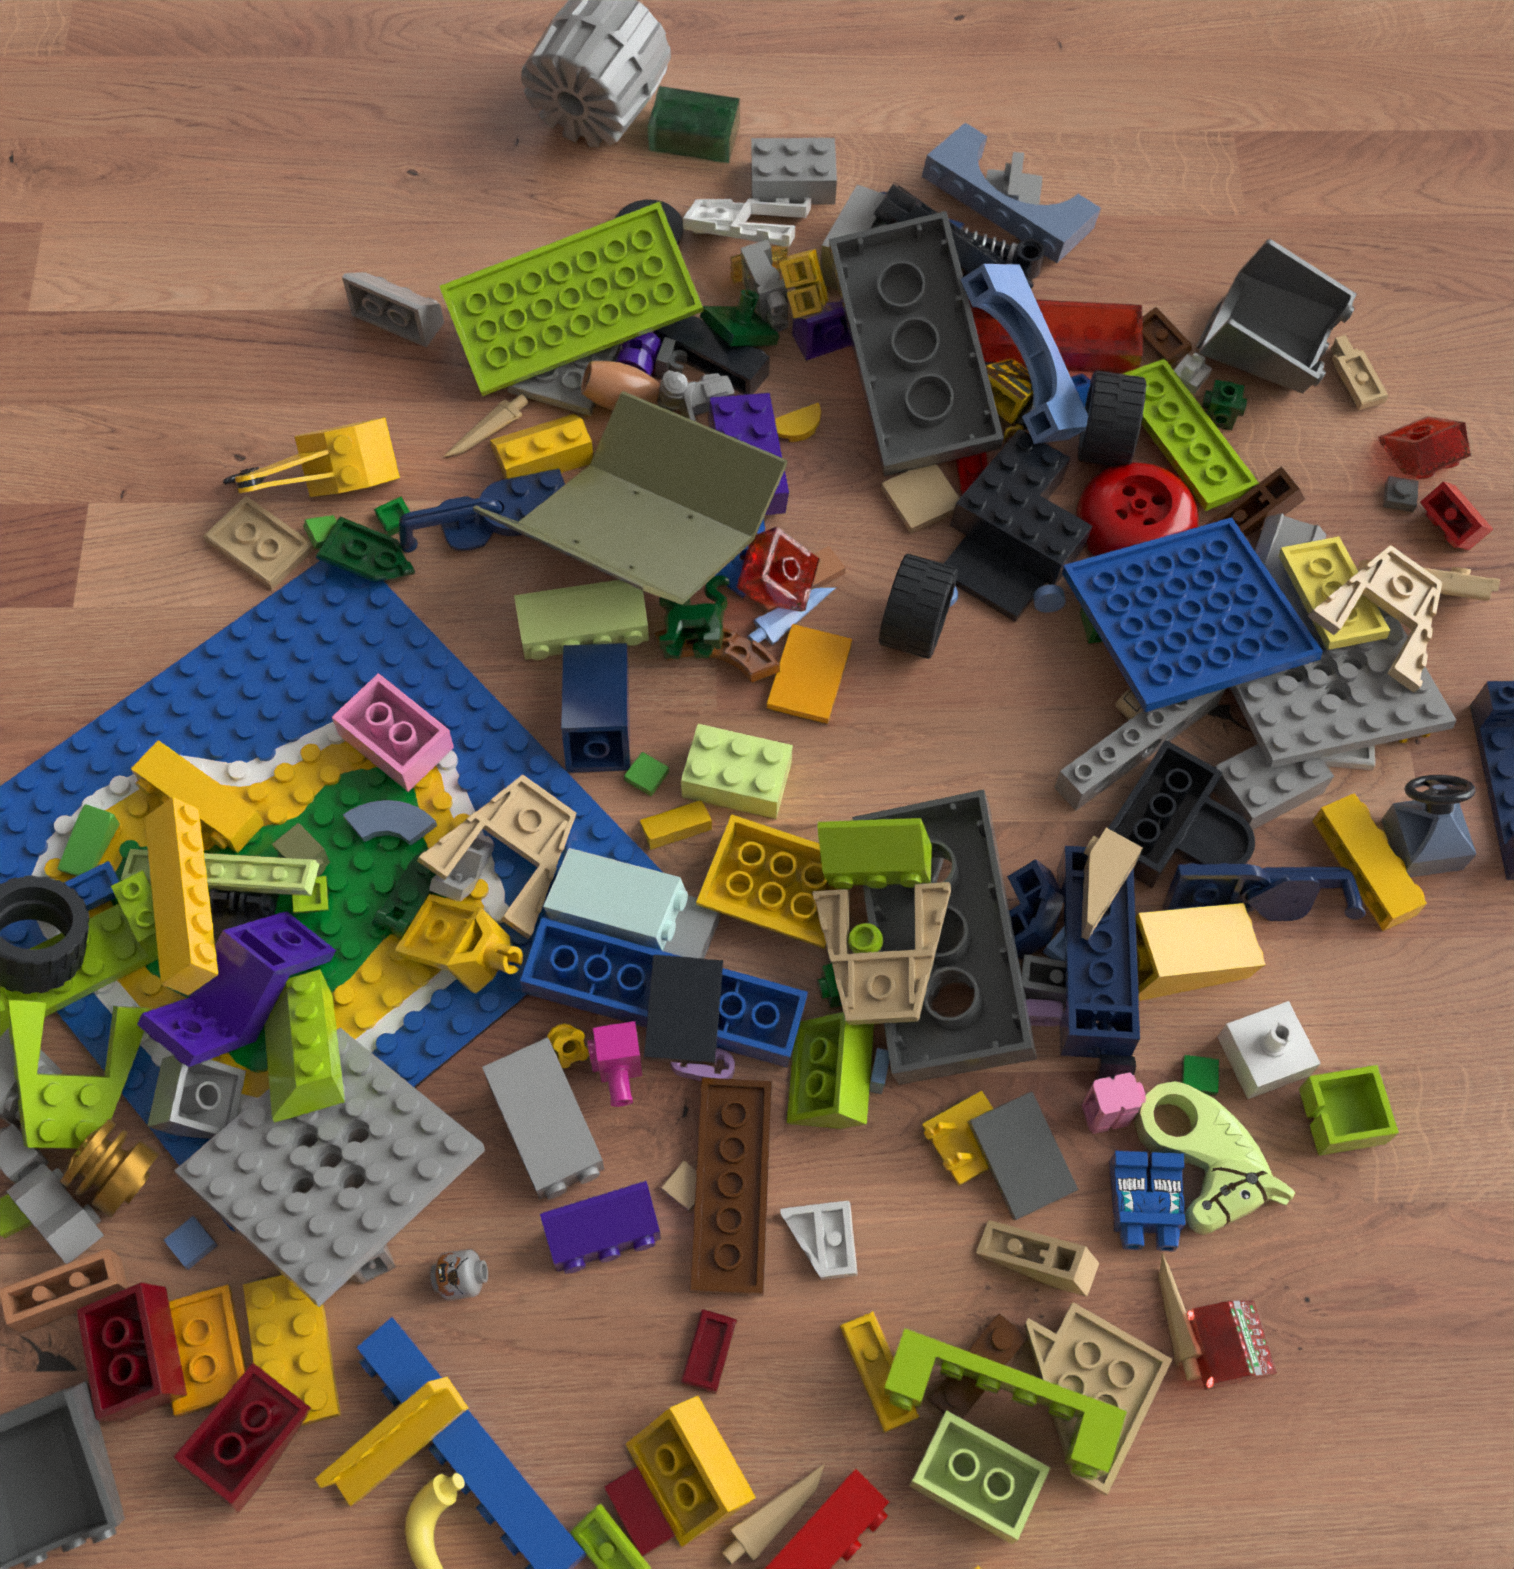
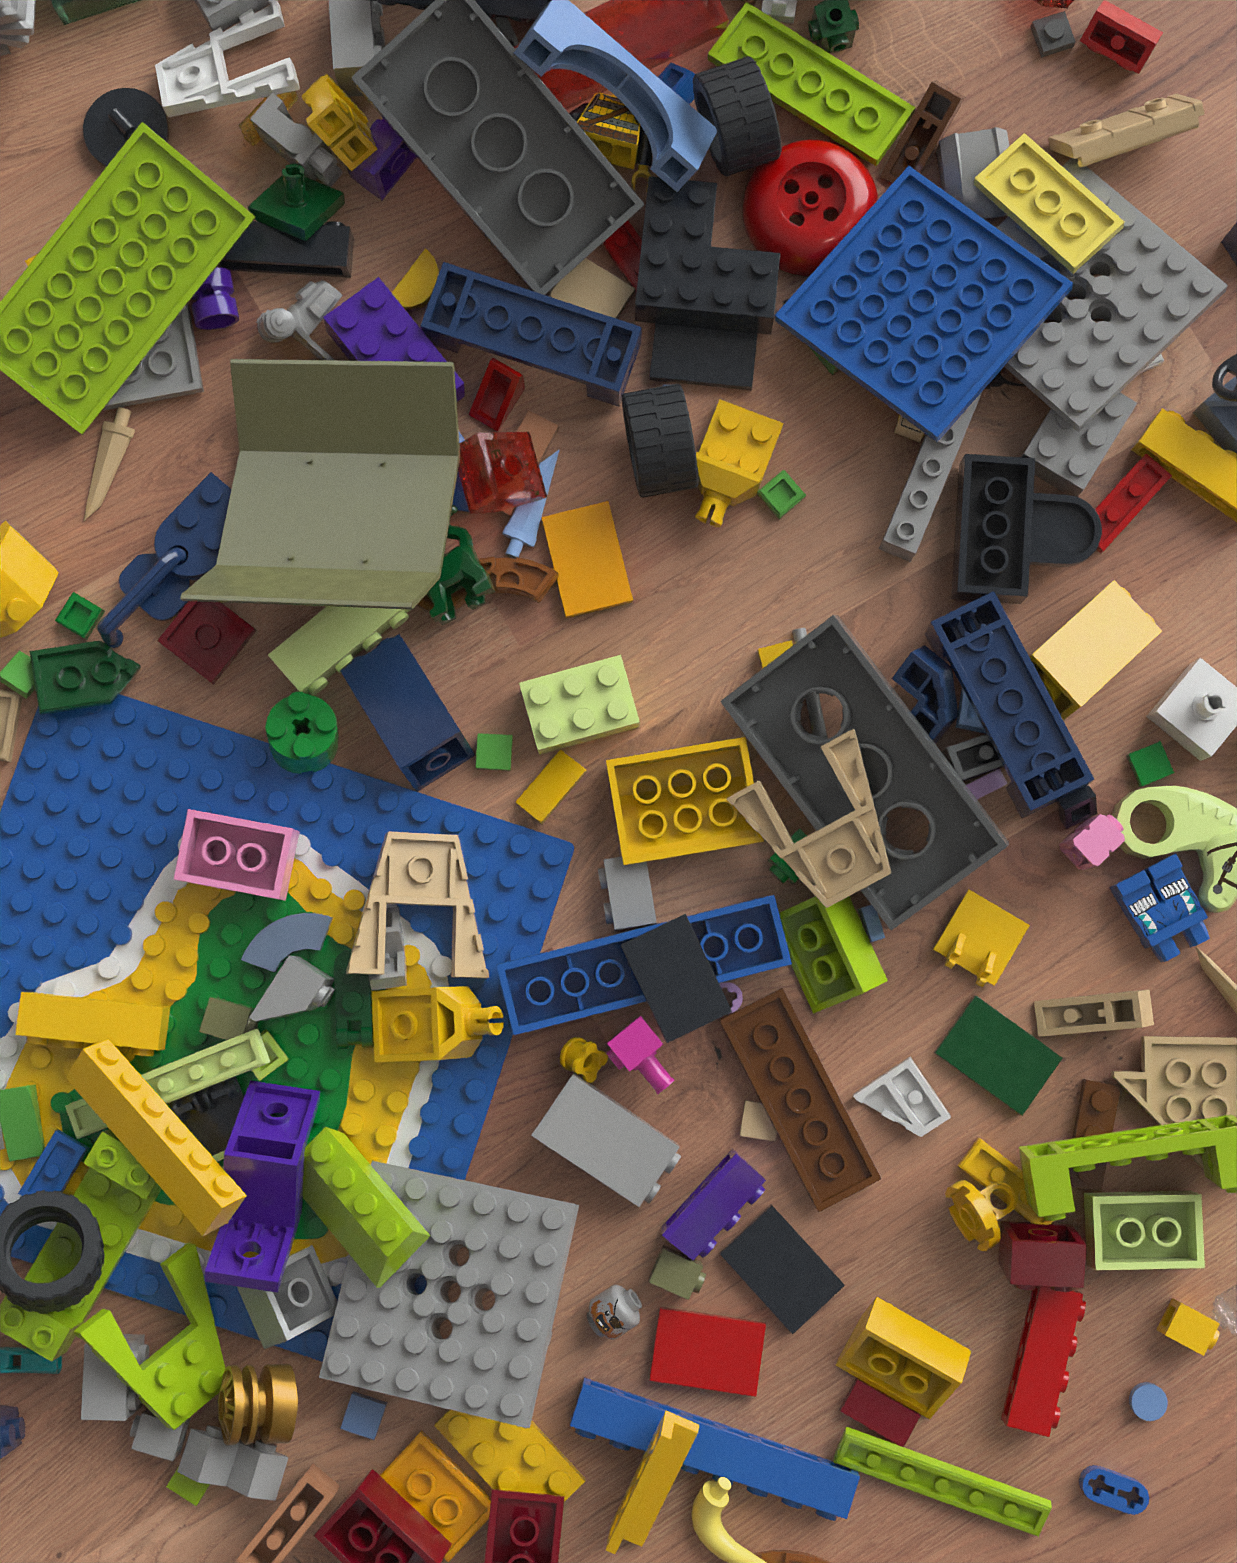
camera: 25 degrees left, 20 degrees up
(364, 854) = (294, 990): none -> light grey slope
(479, 575) = (207, 637): none -> dark red plate
(504, 675) = (299, 715): none -> green brick
(519, 1362) = (707, 1351): none -> red tile
(534, 1272) = (677, 1273): none -> olive brick
(544, 447) = (179, 456): yellow slope -> none
(607, 379) = (209, 349): nougat piece -> none
(616, 899) = (548, 902): light aqua brick -> none
(628, 1327) = (782, 1269): none -> black tile
(668, 357) = (243, 282): dark grey tile -> none
(709, 1351) = (861, 1250): dark red tile -> none
(763, 1525) = (986, 1364): tan bar -> none
(813, 520) = (497, 394): none -> red slope
(832, 1369) = (976, 1214): none -> yellow tile
(865, 938) = (800, 819): lime plate -> none
(866, 485) = (532, 331): none -> dark blue plate
(869, 1441) = (1042, 1255): none -> dark red brick
(875, 852) = (770, 739): lime slope -> none
(930, 1248) = (998, 1055): none -> dark green tile
(971, 659) = (733, 458): none -> yellow plate
(996, 706) = (781, 494): none -> bright green tile
(1022, 1155) = (1036, 930): dark grey tile -> none
(1049, 598) = (773, 350): medium blue tile -> none
(1105, 871) = (985, 636): tan slope -> none
(1271, 891) = (1118, 560): dark blue plate -> none
(1295, 849) = (1129, 498): none -> red plate
(1400, 590) = (1119, 171): tan wing -> none

